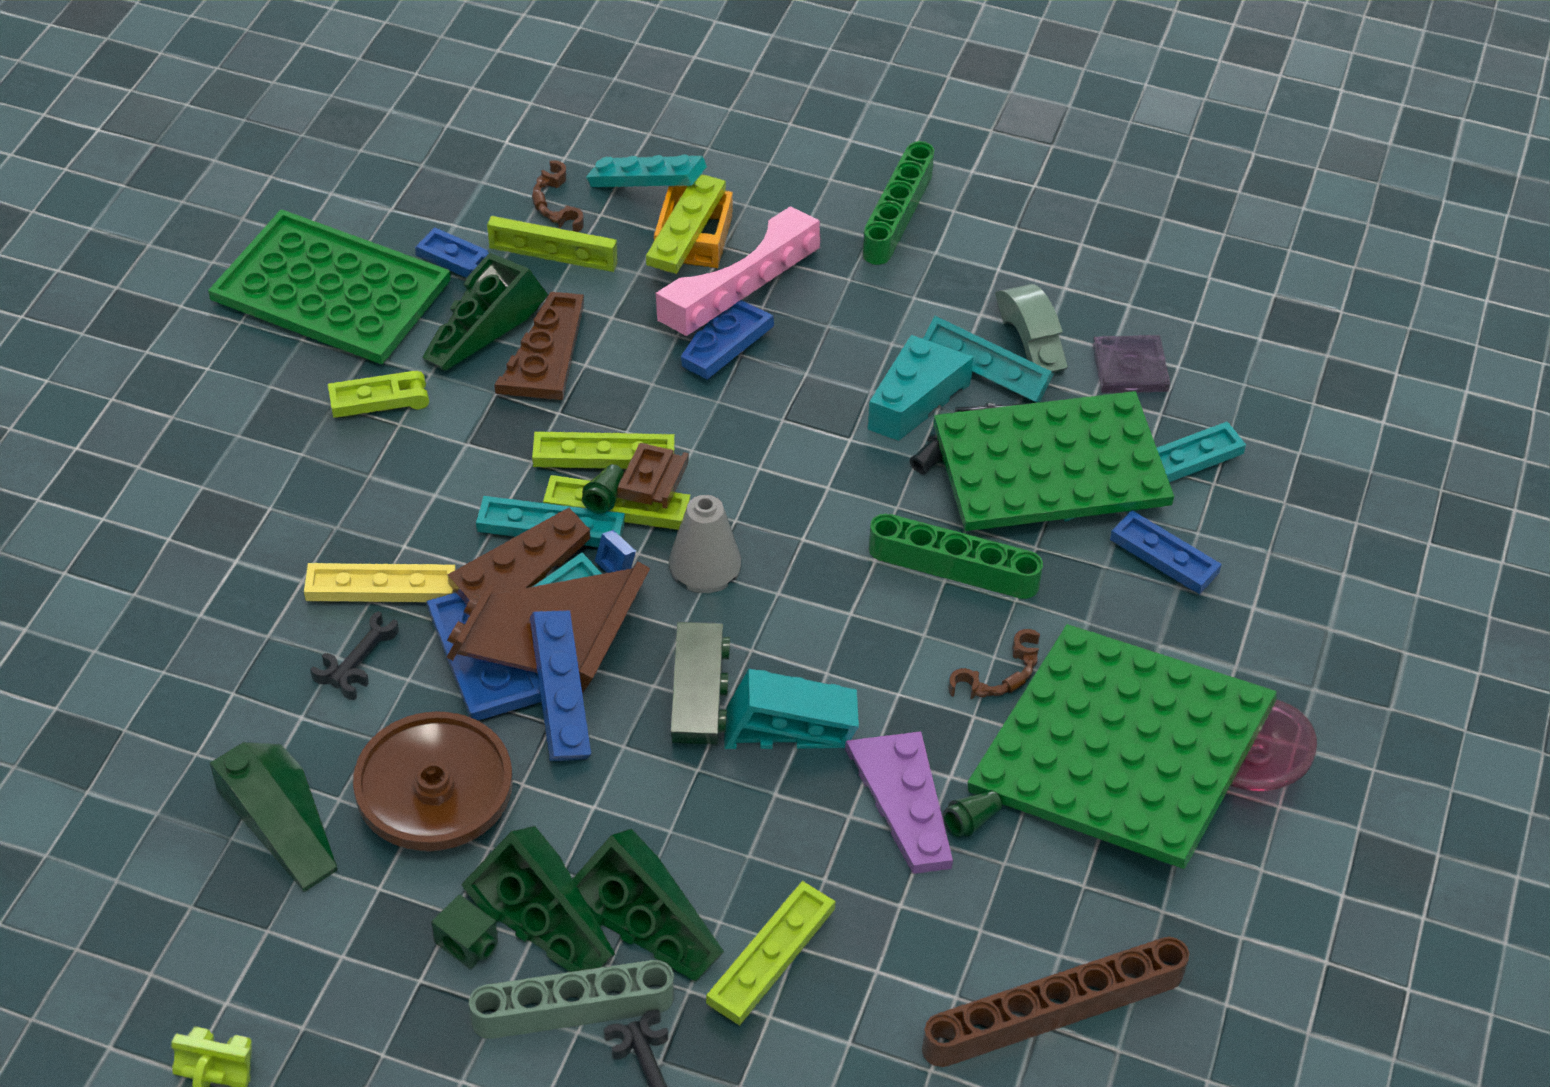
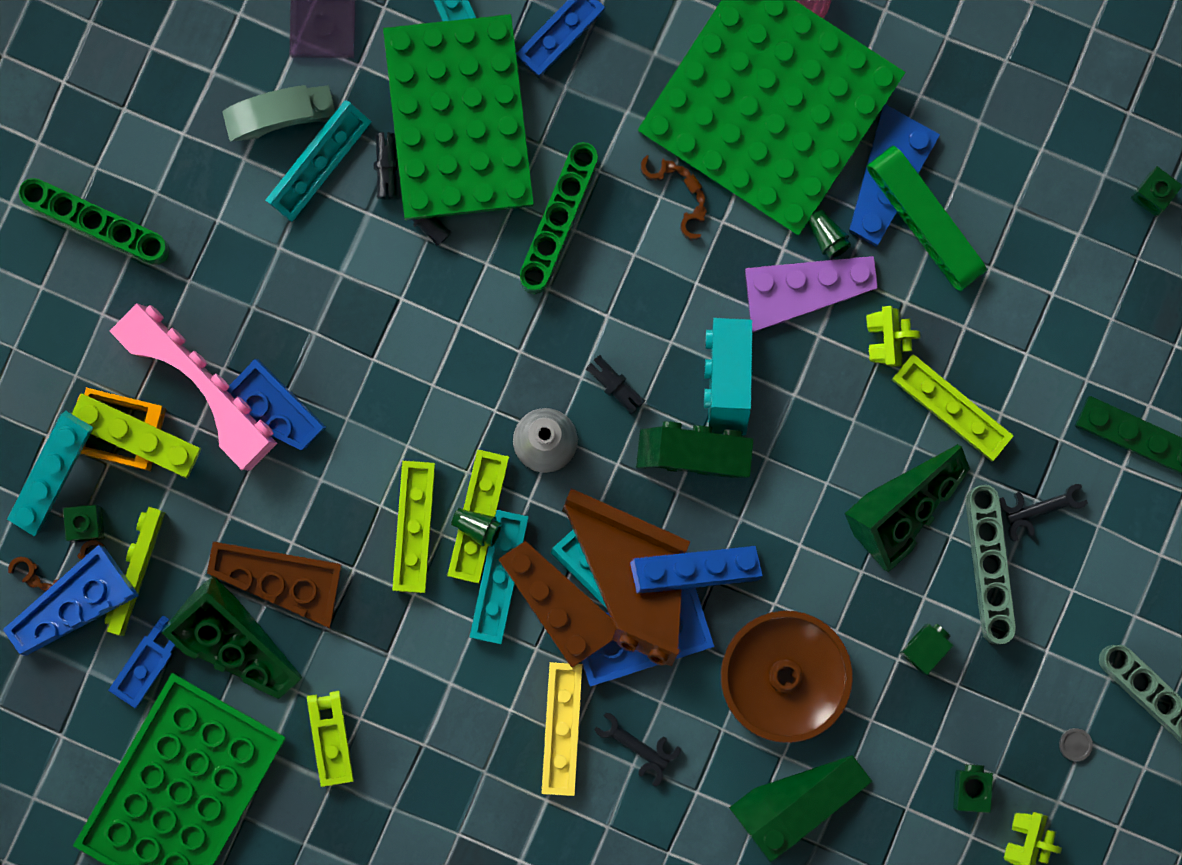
camera: 90 degrees left, 35 degrees up
(276, 976) = (982, 801): none -> dark green brick
(521, 196) = (76, 599): none -> blue wing
(537, 898) = (891, 592): dark green wedge -> none
(598, 204) = (83, 523): none -> dark green brick
(614, 553) = (544, 518): blue plate -> none
(652, 475) = (462, 481): reddish brown plate -> none
(772, 617) = (615, 385): none -> black pin
(855, 879) = (889, 323): none -> lime hips
(917, 384) = (352, 231): teal wedge -> none
(1005, 904) = (926, 218): none -> green beam
(1044, 1015) = (1009, 175): reddish brown beam -> none
(1063, 879) = (873, 209): none -> blue wing

